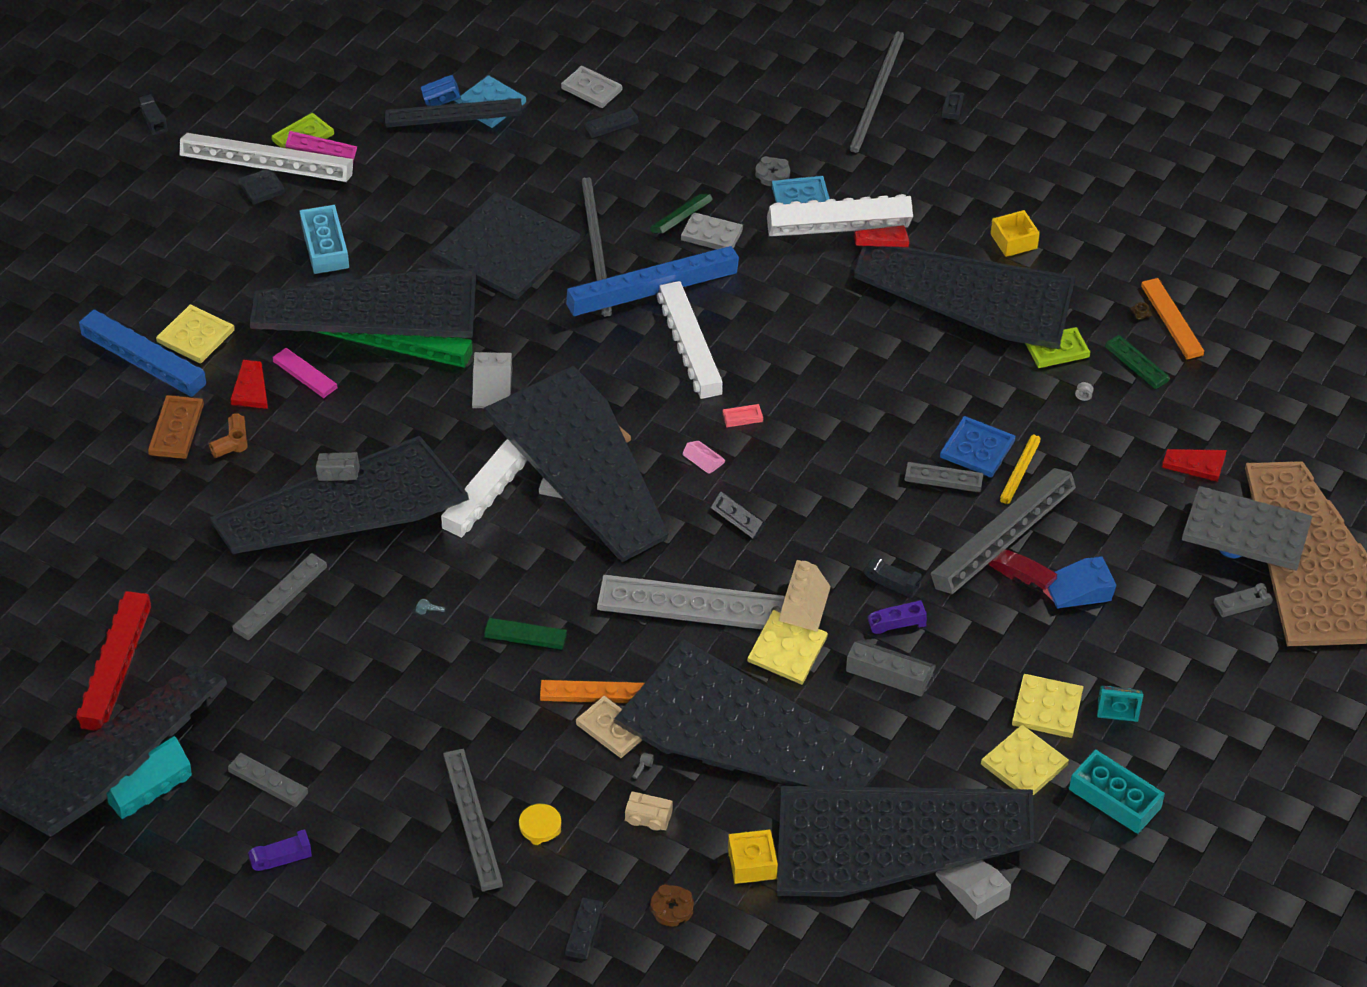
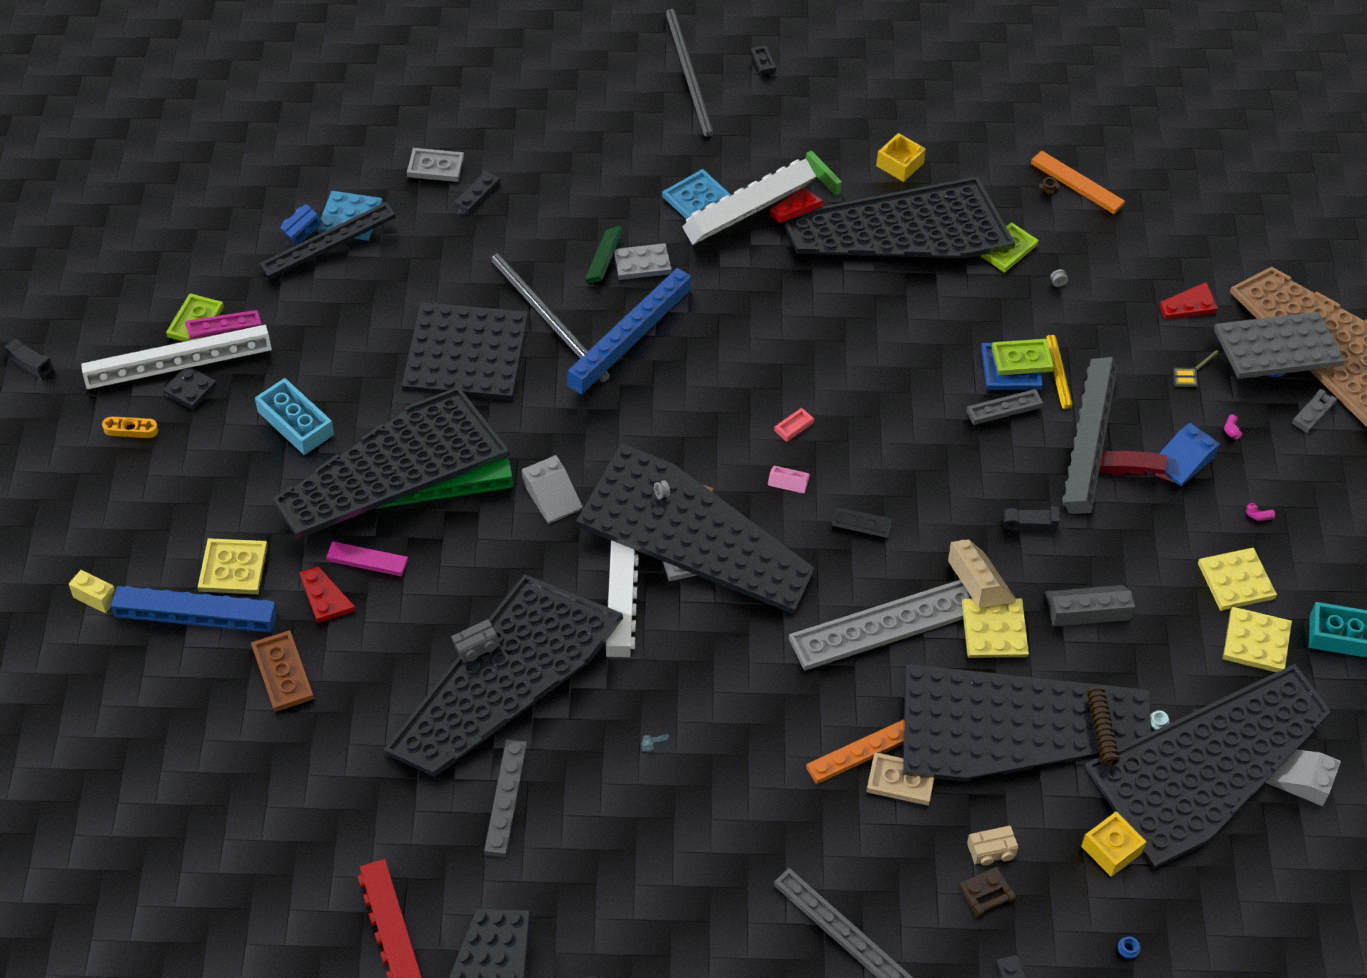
camera: 30 degrees left, 5 degrees up
(74, 305) = (92, 591): none -> light yellow brick
(203, 203) = (141, 432): none -> light orange beam
(235, 441) = (347, 663): dark orange piece -> none
(525, 633) = (758, 724): dark green tile -> none
(540, 823) = (907, 906): yellow tile -> none
(574, 413) = (661, 489): none -> light grey bush
(617, 839) = (984, 886): none -> dark brown plate
(645, 760) = (951, 797): dark grey hand -> none
(672, 894) = (1079, 915): reddish brown plate -> none
(690, 340) = (700, 372): white brick -> none
(705, 937) = (1131, 942): none -> blue plate
(767, 164) = (645, 183): dark grey plate -> none
(815, 761) = (1103, 726): none -> dark brown piece
(878, 781) = (1159, 719): none -> light aqua plate
(898, 617) = (1064, 555): dark purple leg -> none
(932, 220) = (823, 173): none -> bright green tile
(989, 440) = (1022, 357): none -> lime plate
(1112, 662) = (1258, 515): none -> dark pink arm
(1119, 703) = (1295, 548): teal slope -> none
(1137, 362) = (1078, 233): dark green tile -> none
(1143, 523) = (1188, 376): none -> piece
(1147, 580) = (1231, 429): none -> dark pink arm

